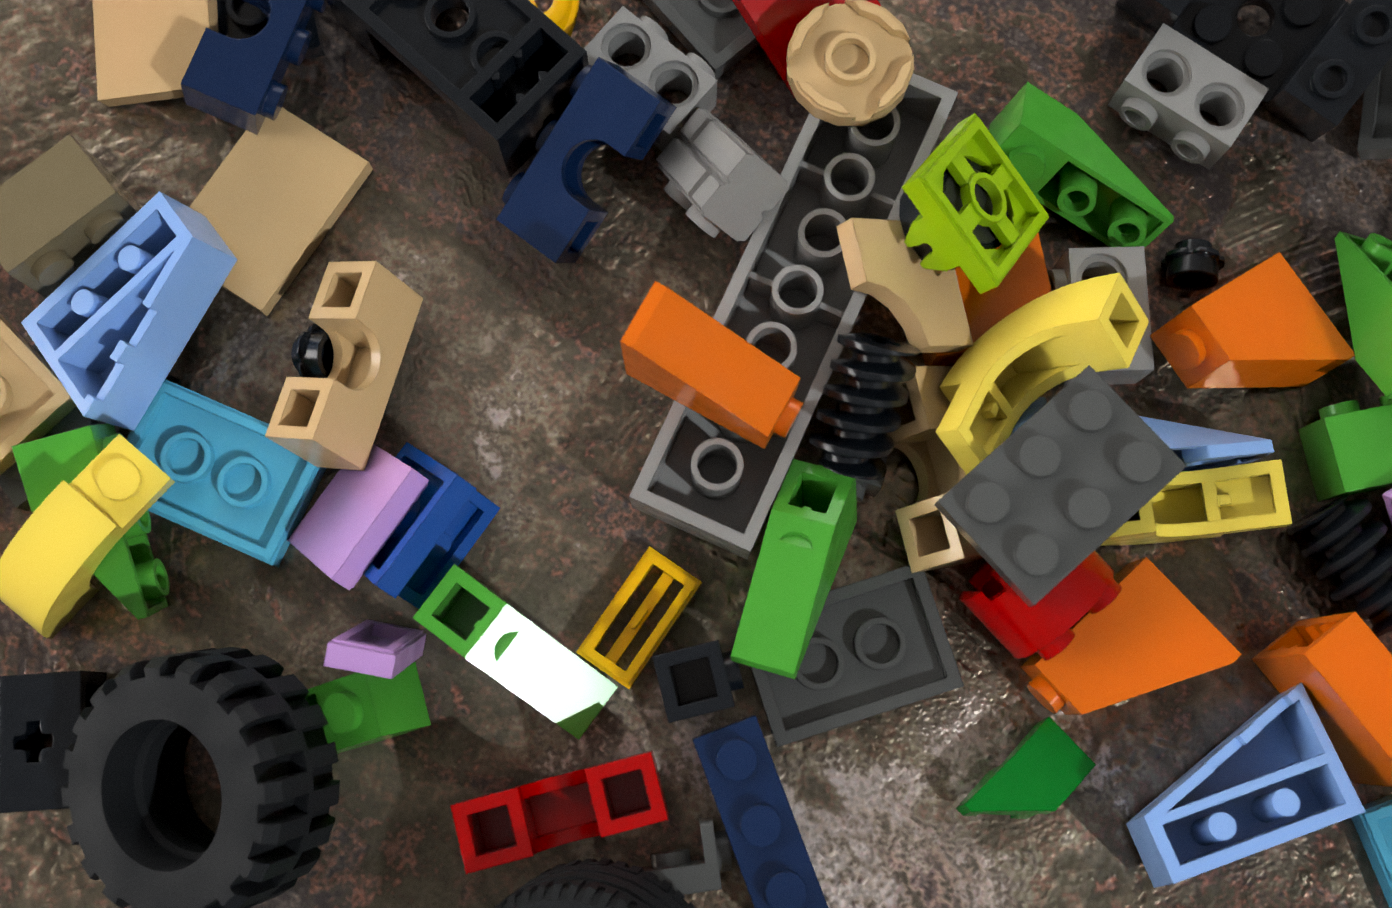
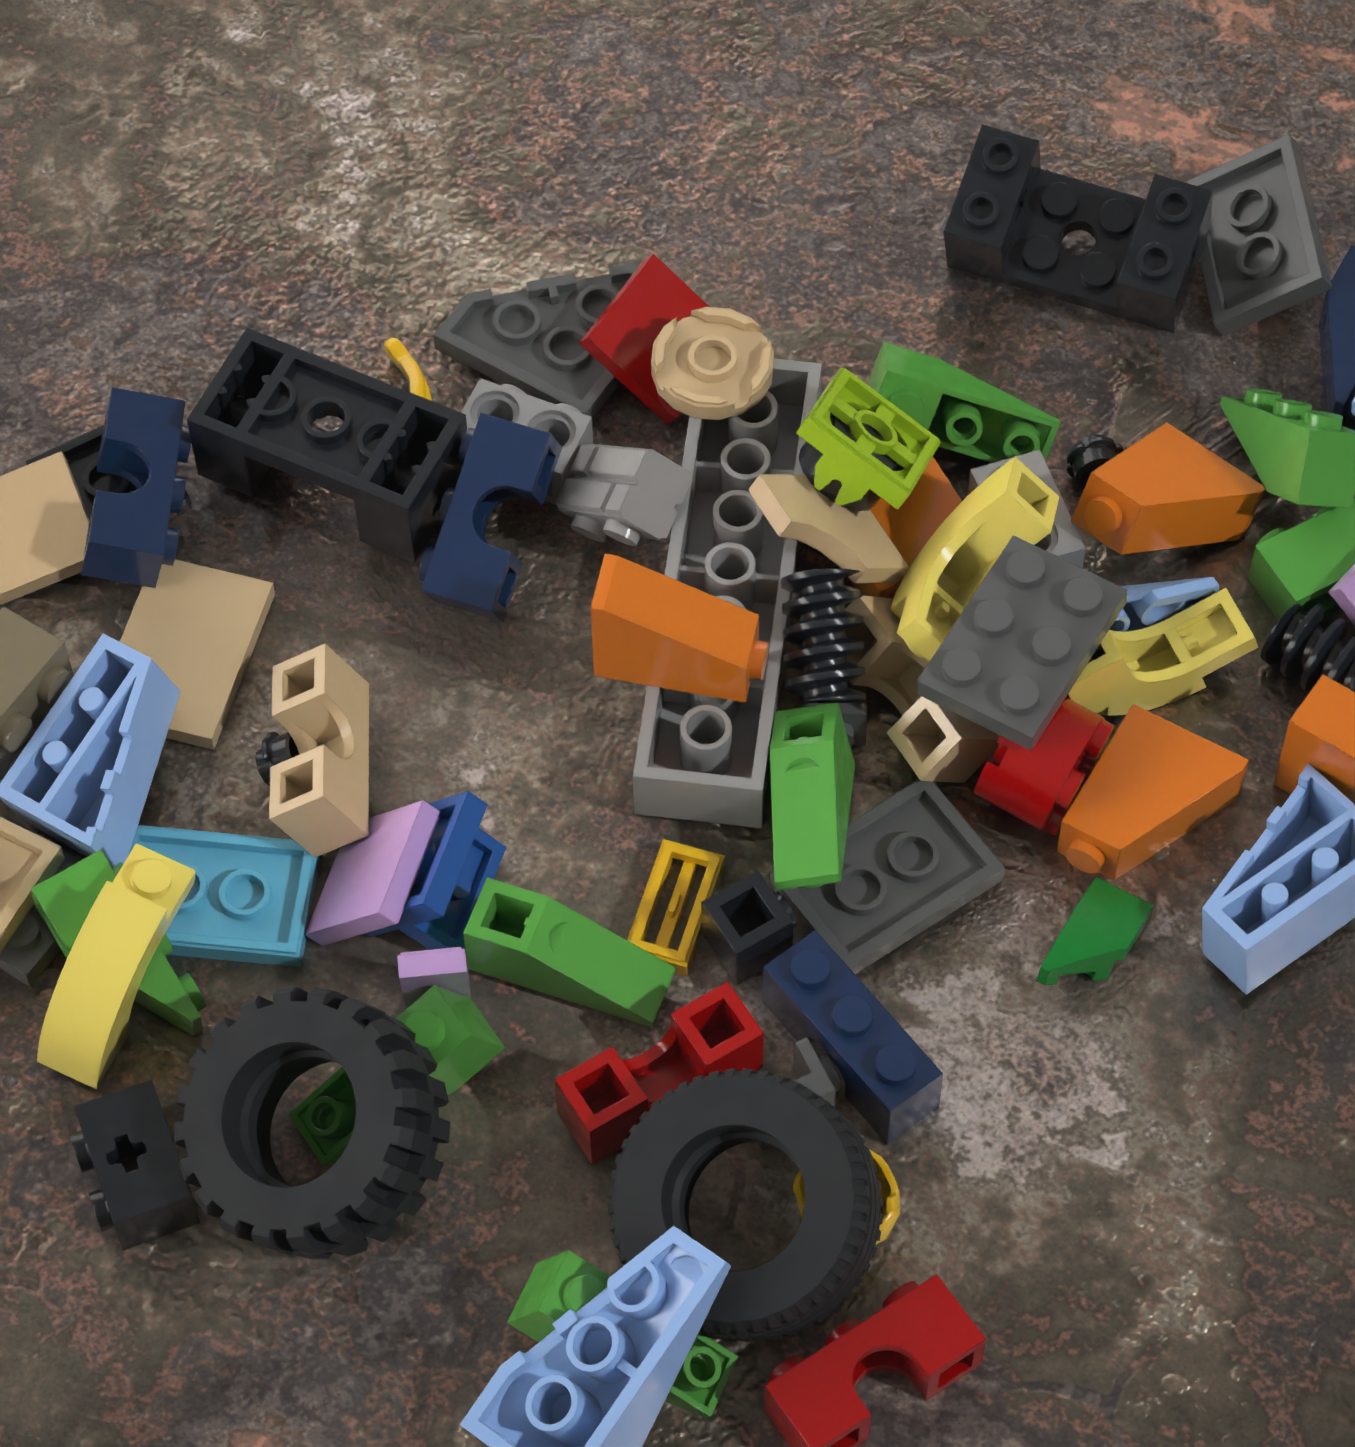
camera: 15 degrees left, 20 degrees down
(1193, 84) = (1040, 313): light grey brick -> none

